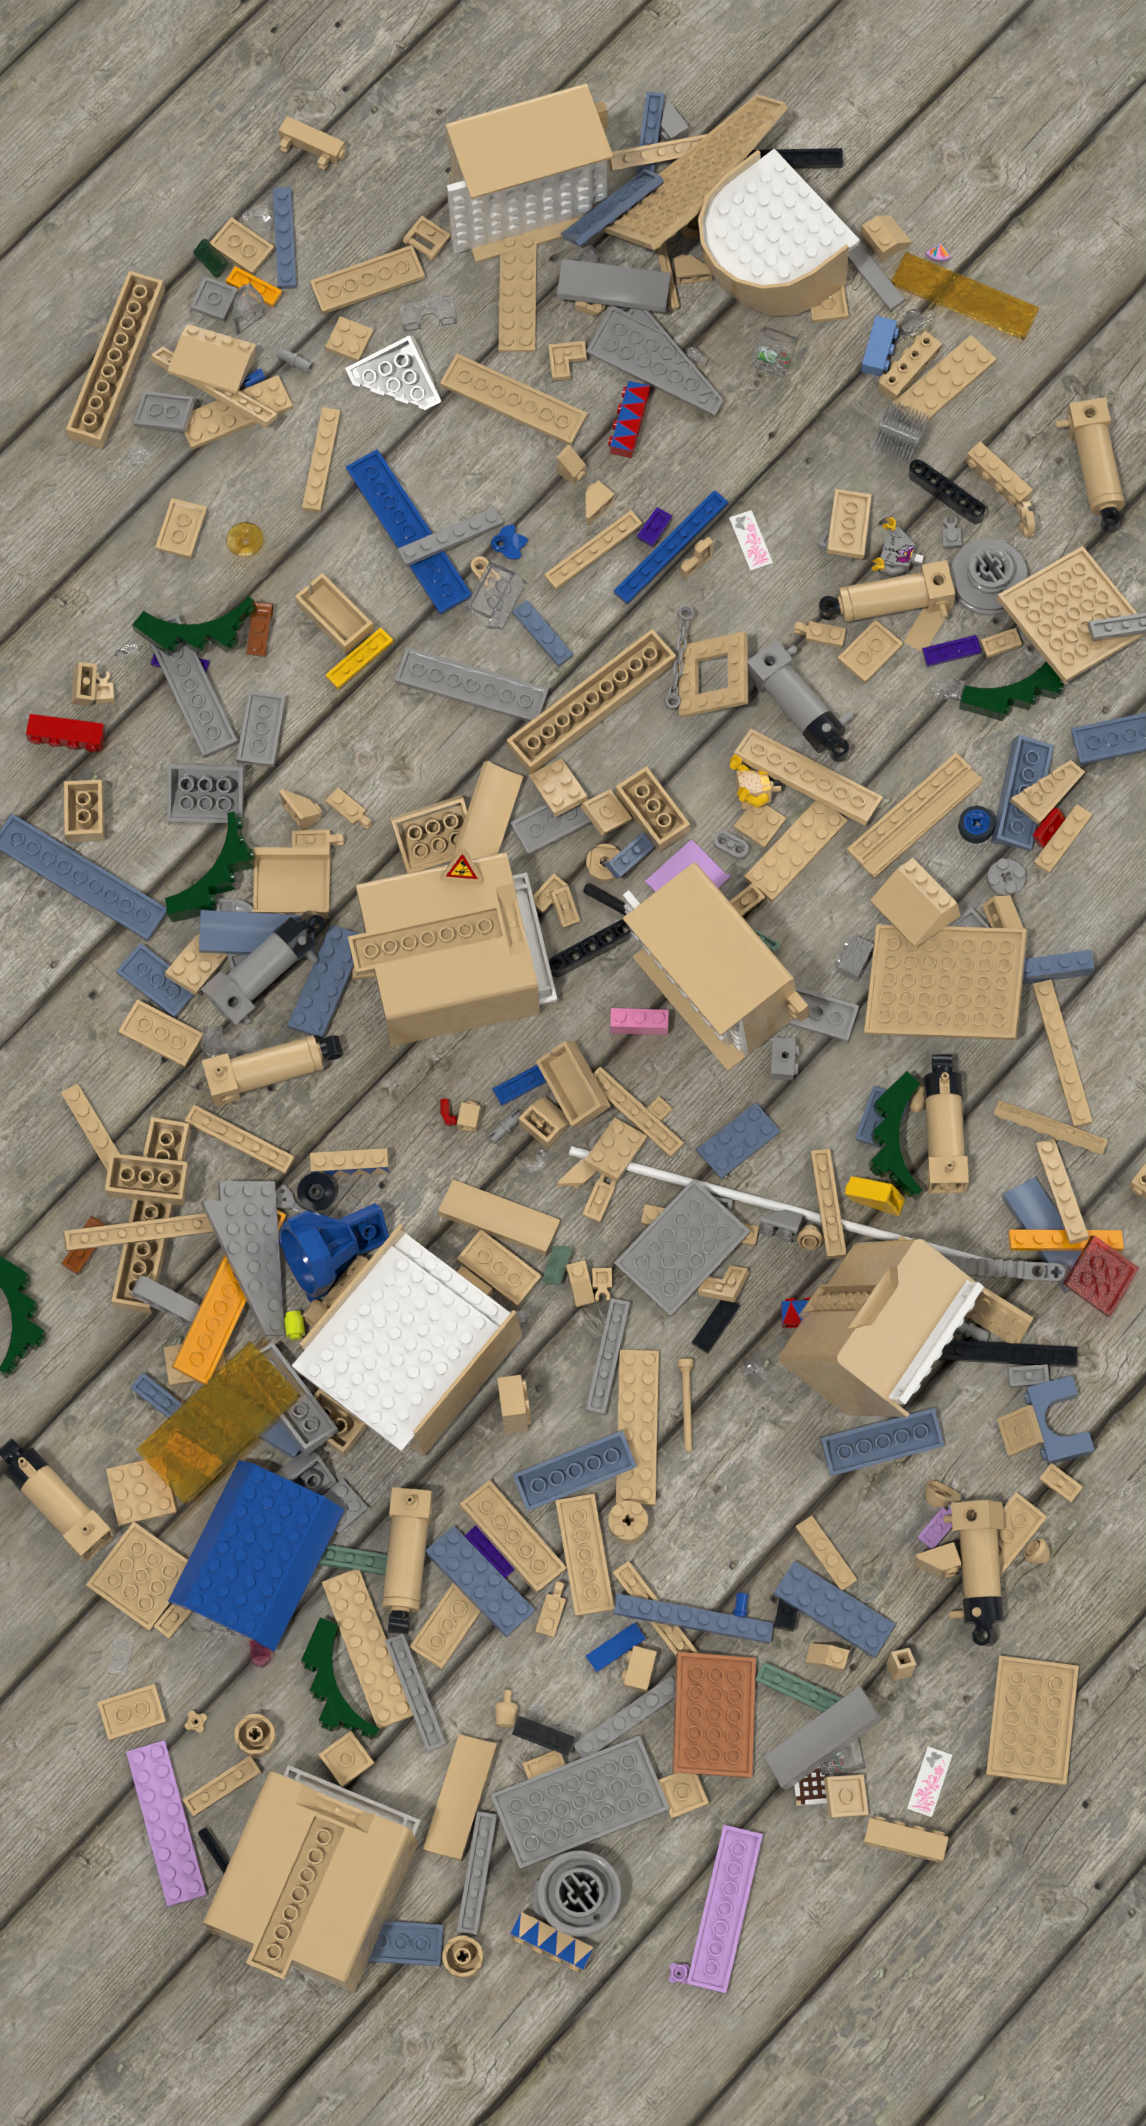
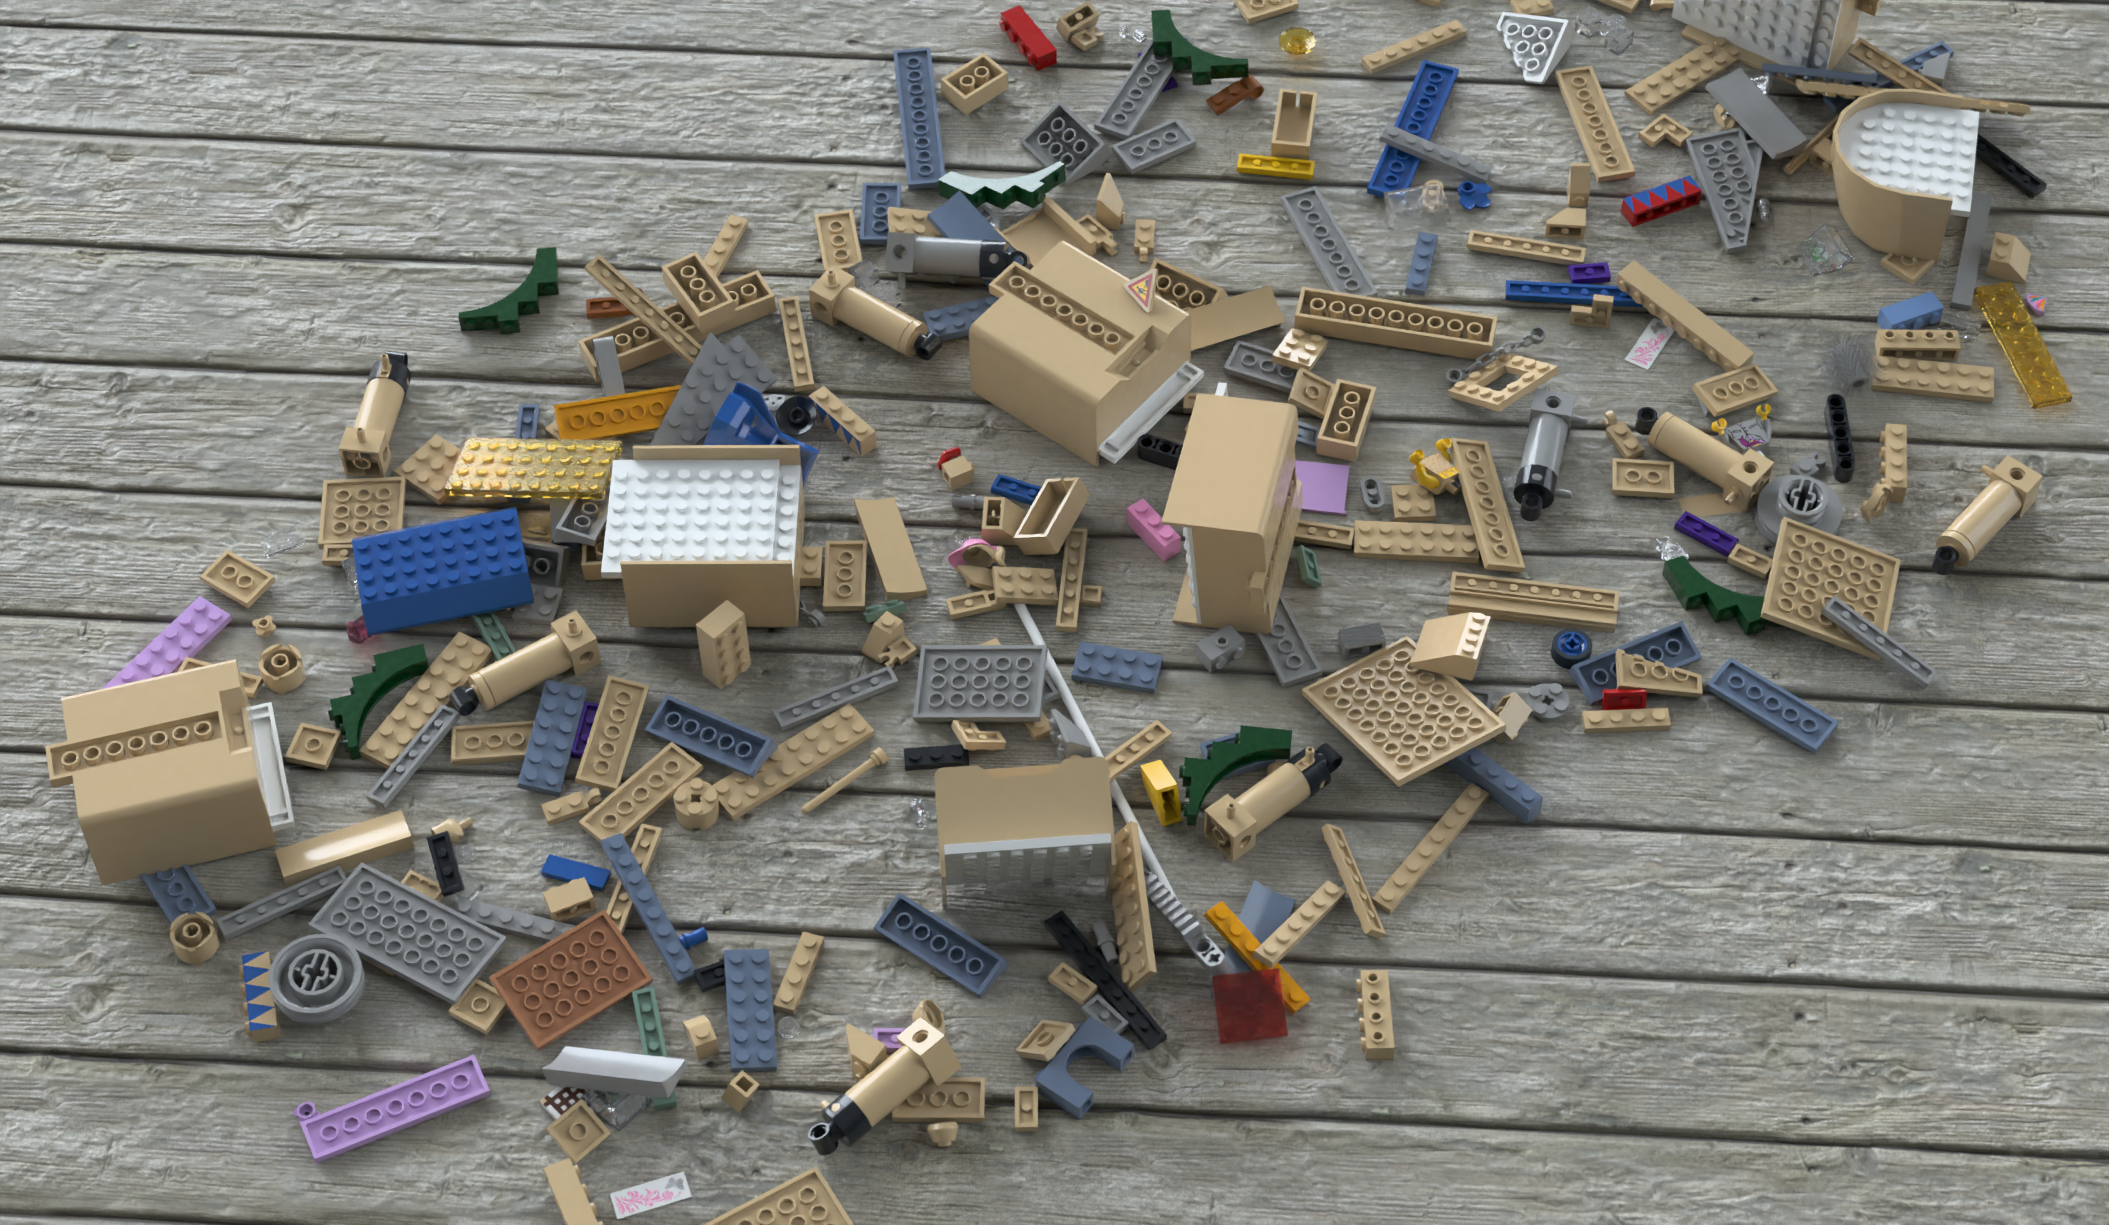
camera: 50 degrees right, 20 degrees down
(560, 1158) = (977, 553): none -> tan hair
(757, 501) = (1683, 318): none -> tan brick
(984, 1376) = (1072, 983): none -> tan plate

